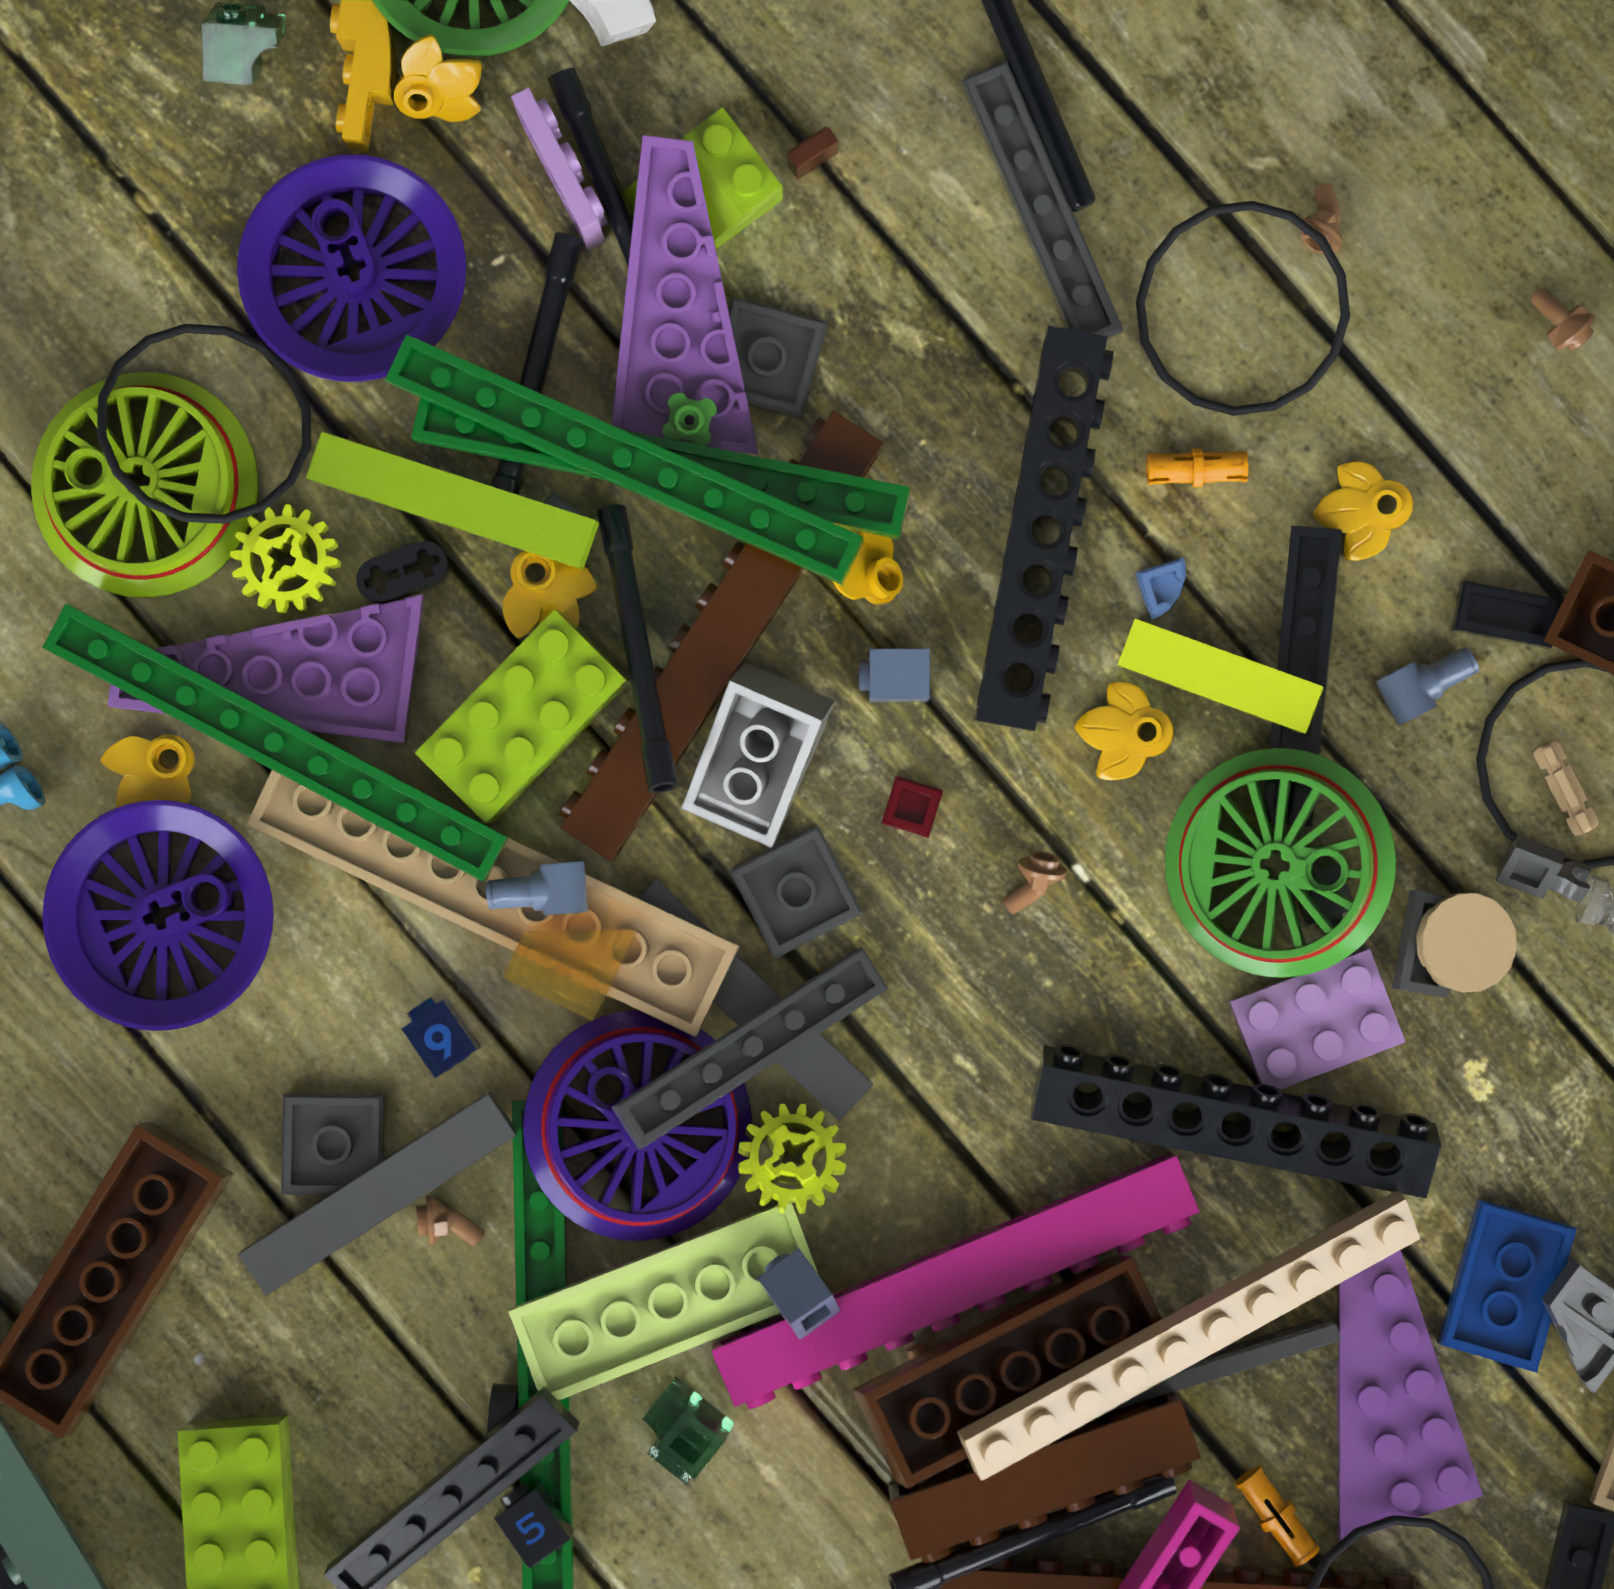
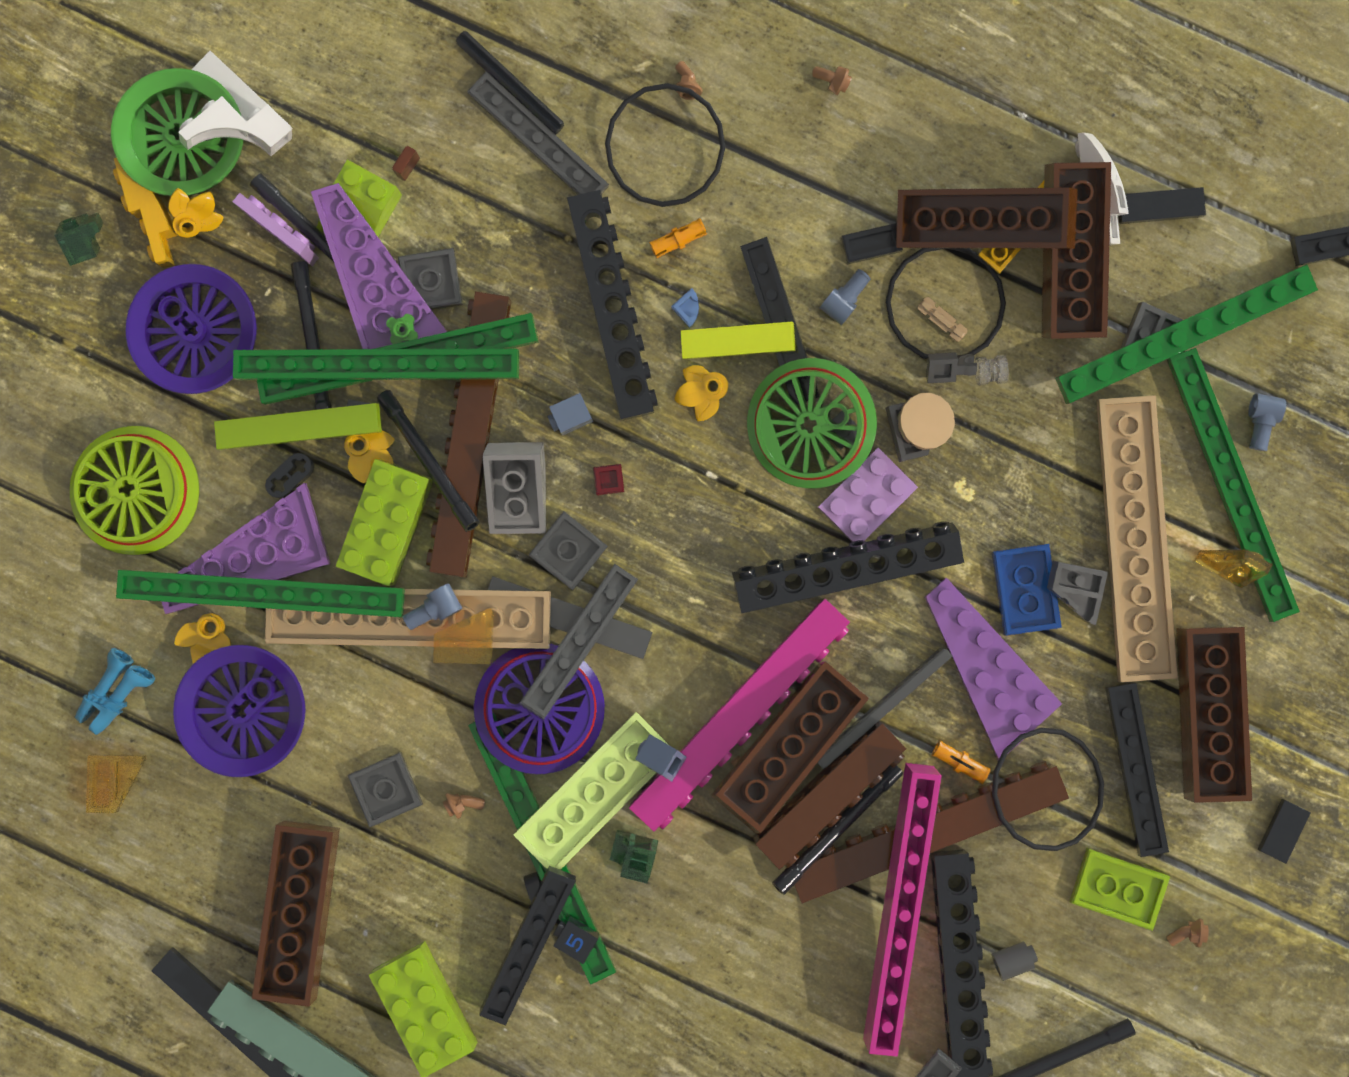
camera: 25 degrees left, 0 degrees up
(164, 508) = (132, 394): black piece -> none
(293, 540) = (224, 485): neon yellow gear -> none
(378, 1193) = (419, 804): dark grey tile -> none
(439, 1035) = (415, 708): clear blue brick -> none
(780, 1140) = (620, 700): neon yellow gear -> none
(873, 571) = (533, 366): yellow plate -> none
(1041, 872) = (690, 483): medium nougat plate -> none
(1188, 1335) = (871, 689): tan plate -> none
(1357, 509) = (771, 224): yellow plate -> none

